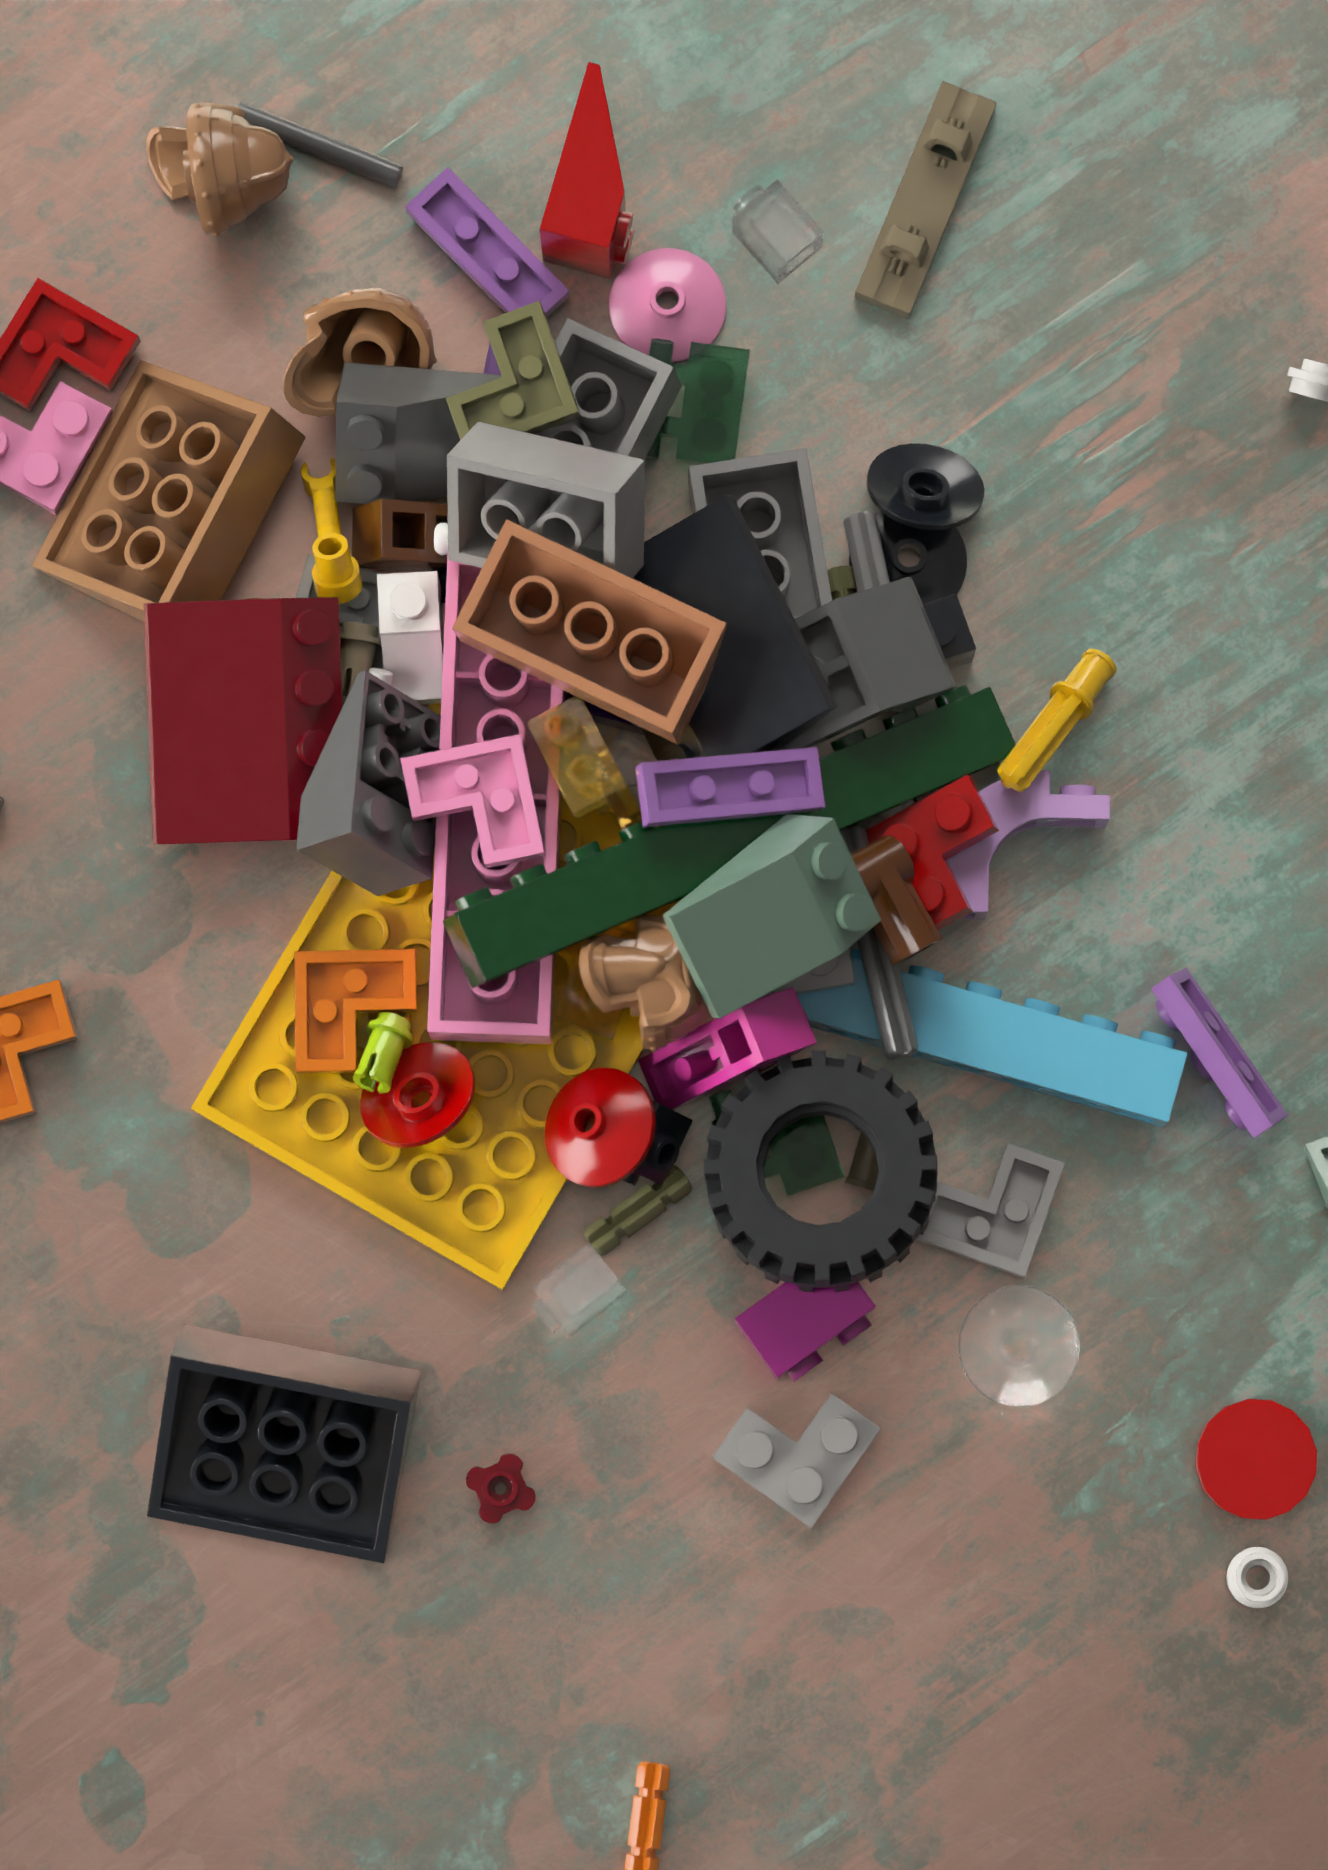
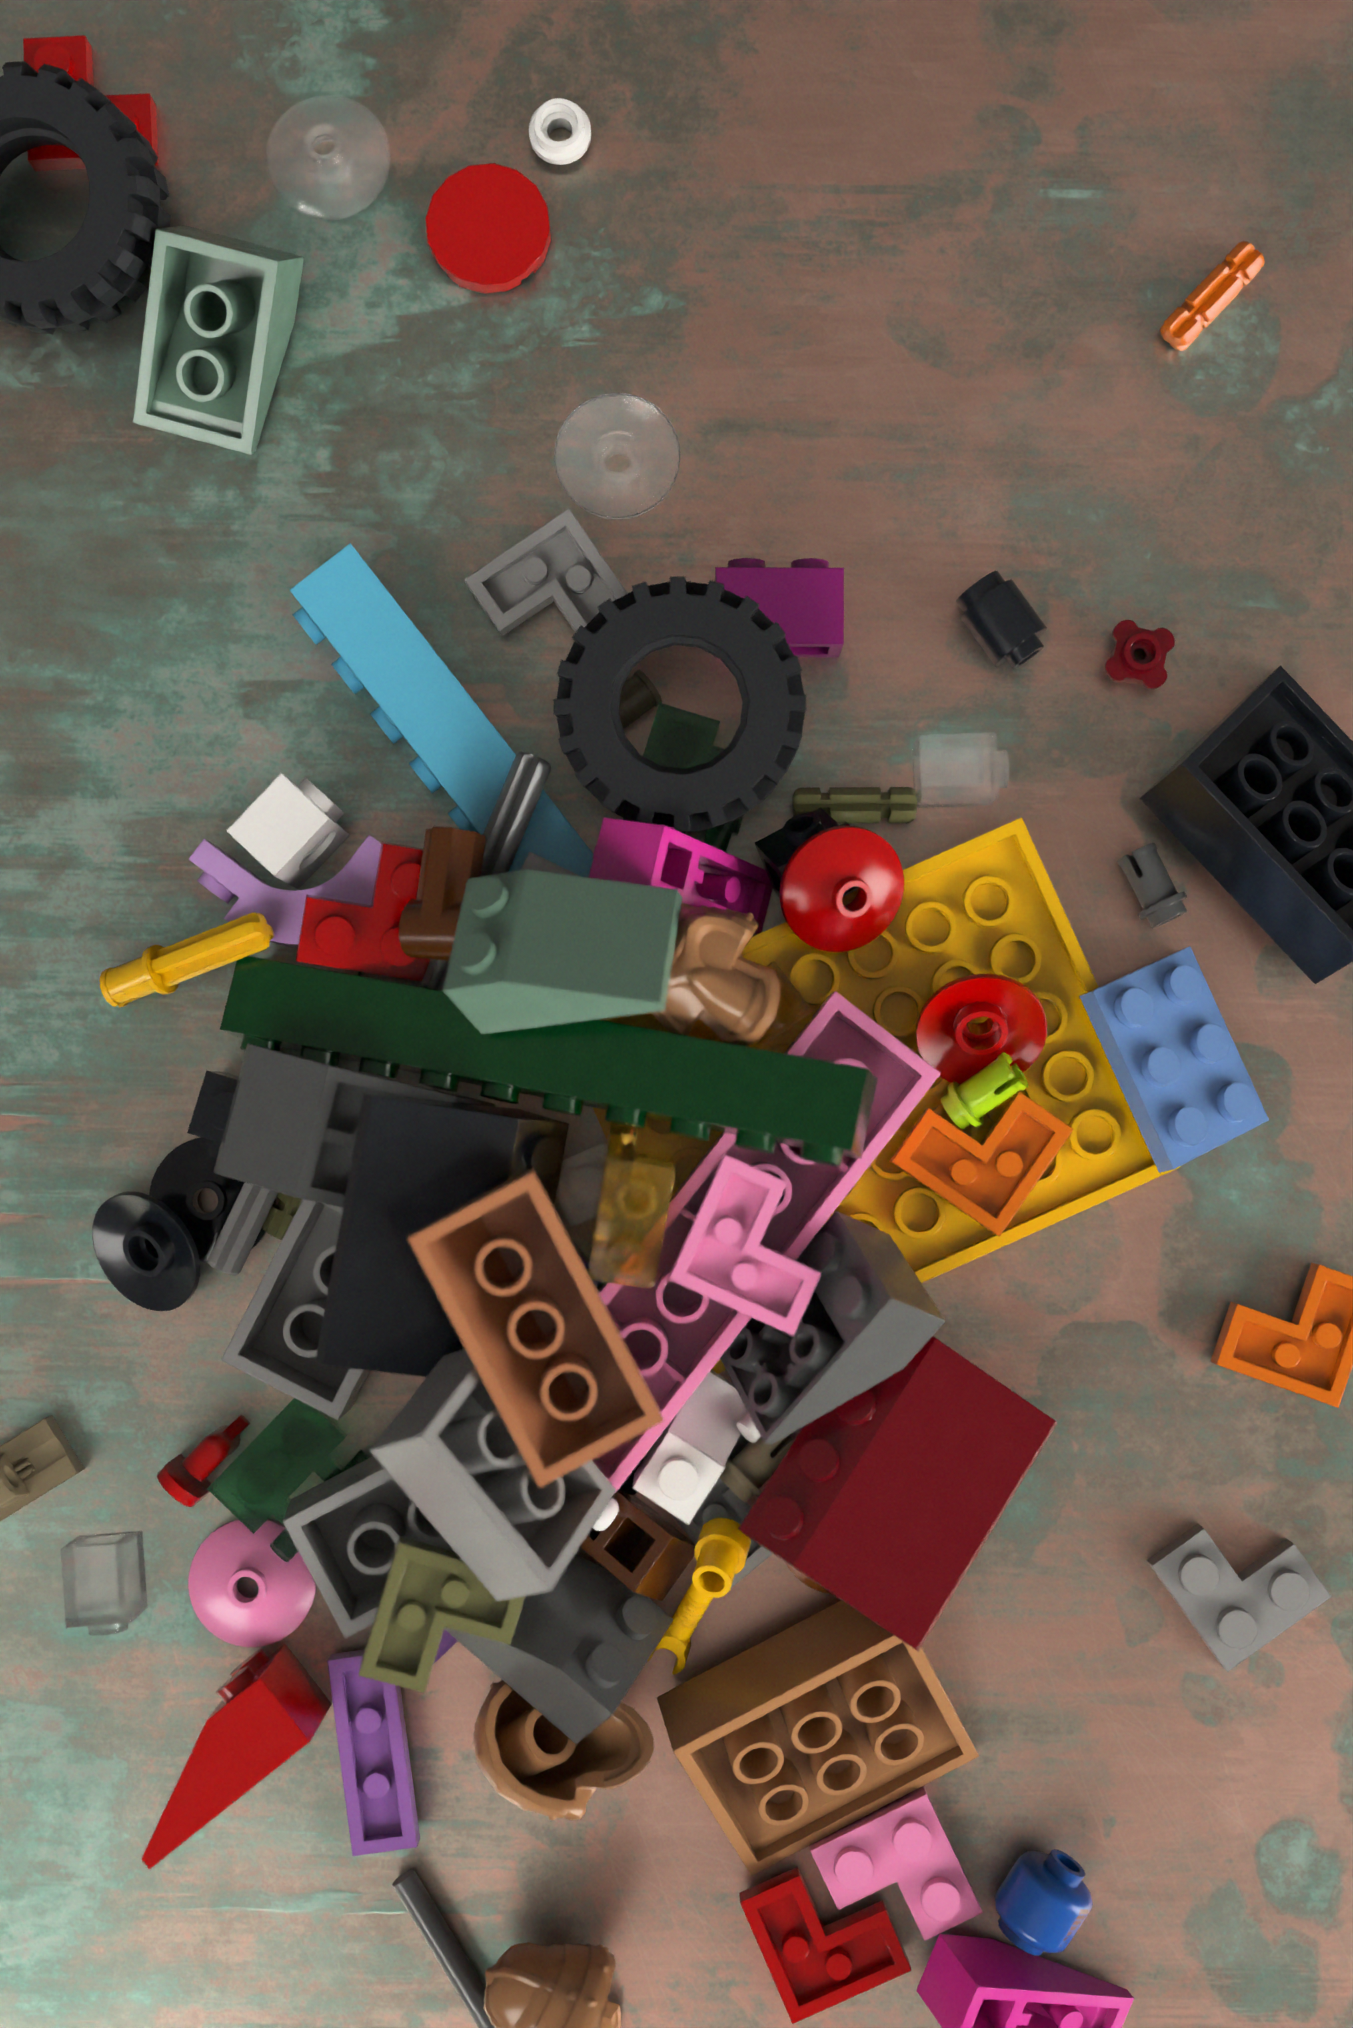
camera: 145 degrees left, 5 degrees up
(252, 1188) = (1174, 1059): none -> medium blue plate
(362, 1313) = (1152, 886): none -> dark grey pin
(626, 1434) = (1002, 620): none -> black brick
(730, 786) = (515, 1092): medium lavender plate -> none
(770, 347) = (187, 1477): none -> red piece
(804, 1473) = (873, 487): light grey plate -> none
(1048, 872) = (290, 829): none -> white brick
(1218, 1053) = (265, 578): medium lavender plate -> none

